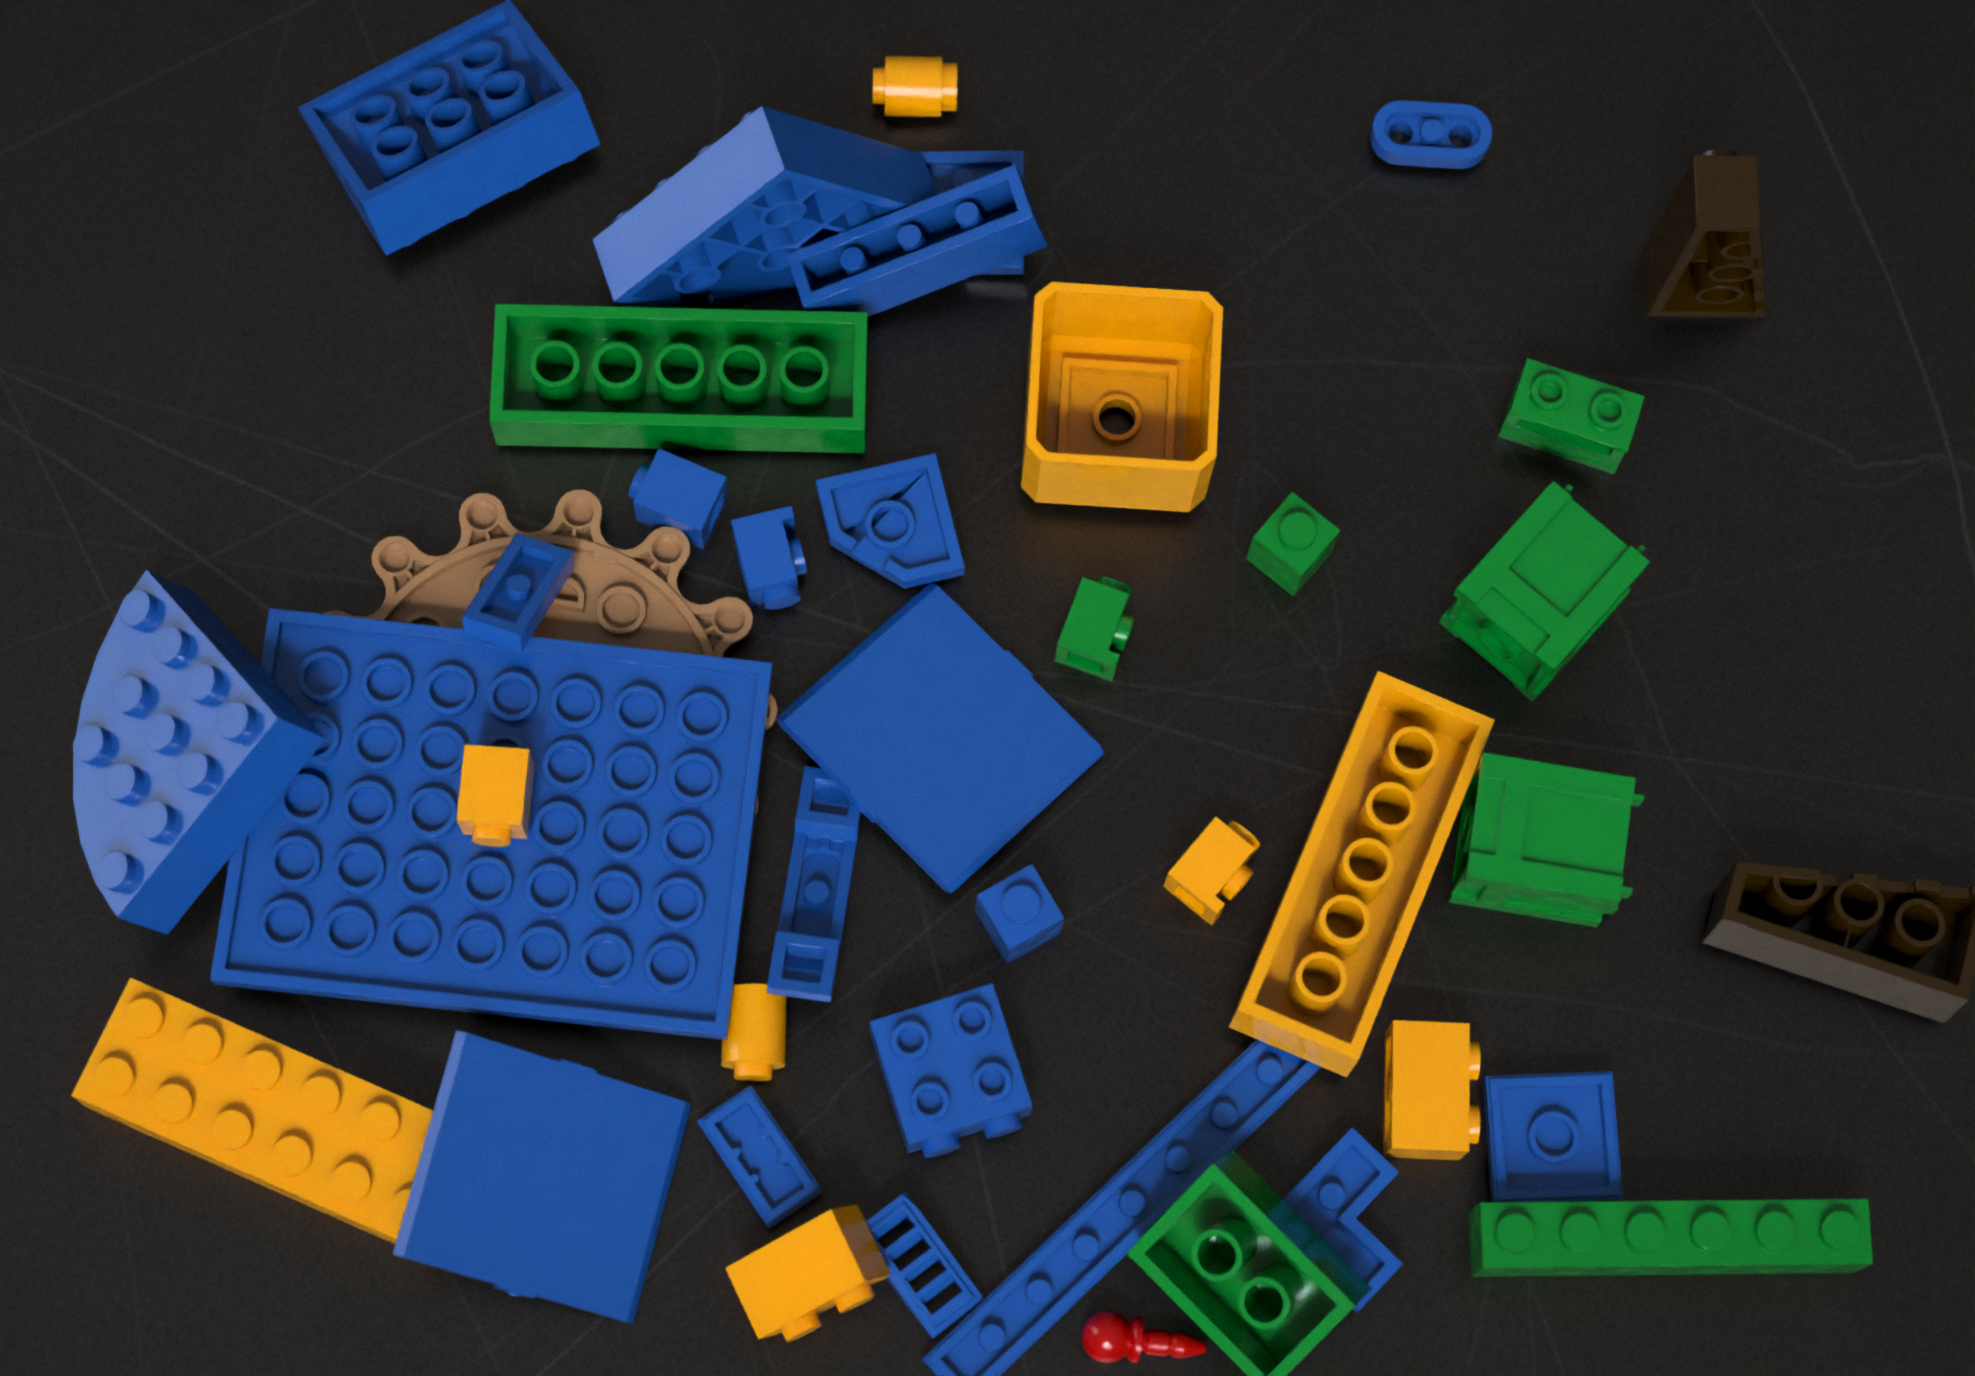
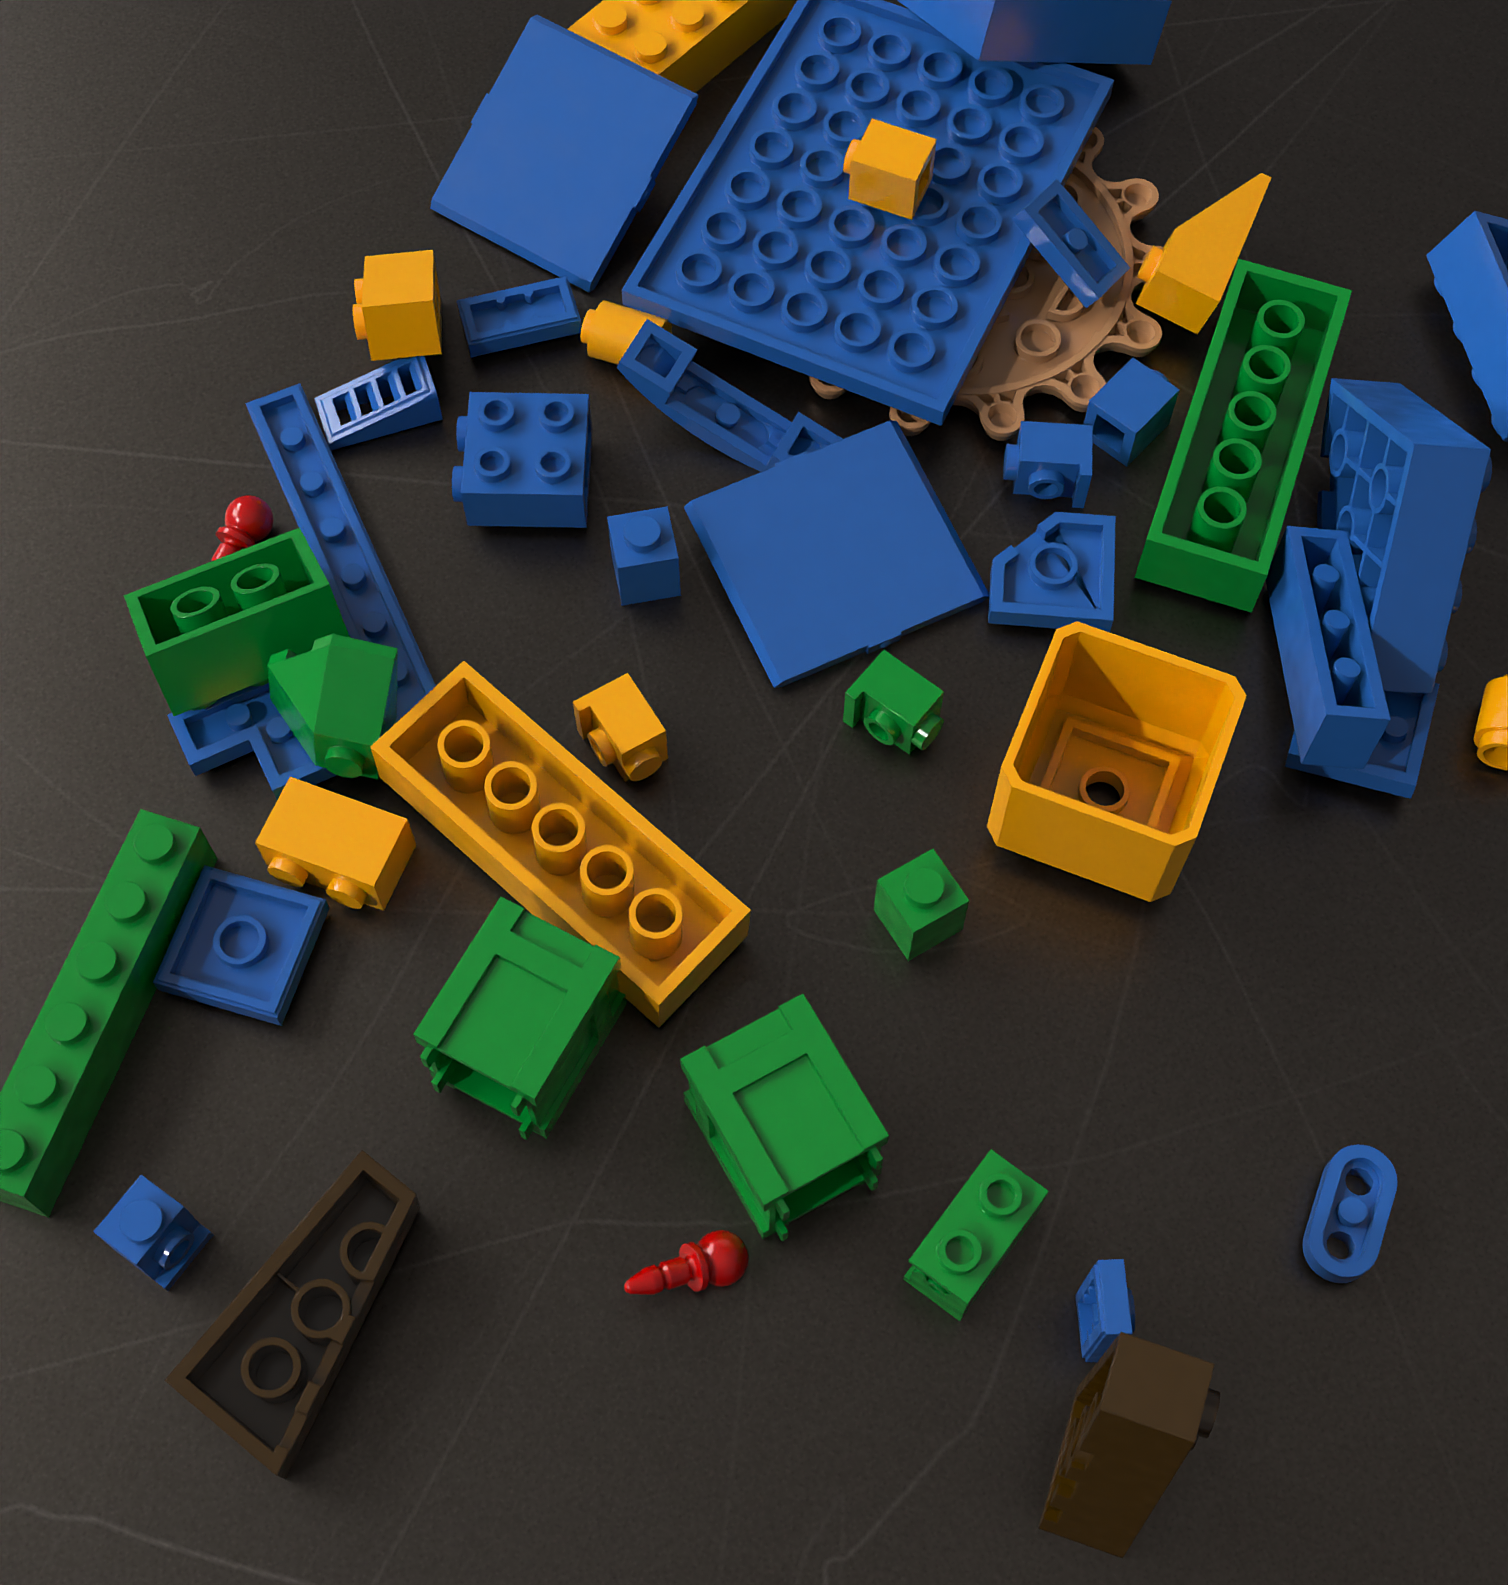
camera: 115 degrees right, 10 degrees down
(485, 465) = (1199, 257): none -> light orange slope
(1317, 1121) = (337, 700): none -> green slope
(1603, 294) = (1104, 1308): none -> blue plate
(1662, 625) = (716, 1260): none -> red bar
(1837, 1093) = (153, 1232): none -> blue brick

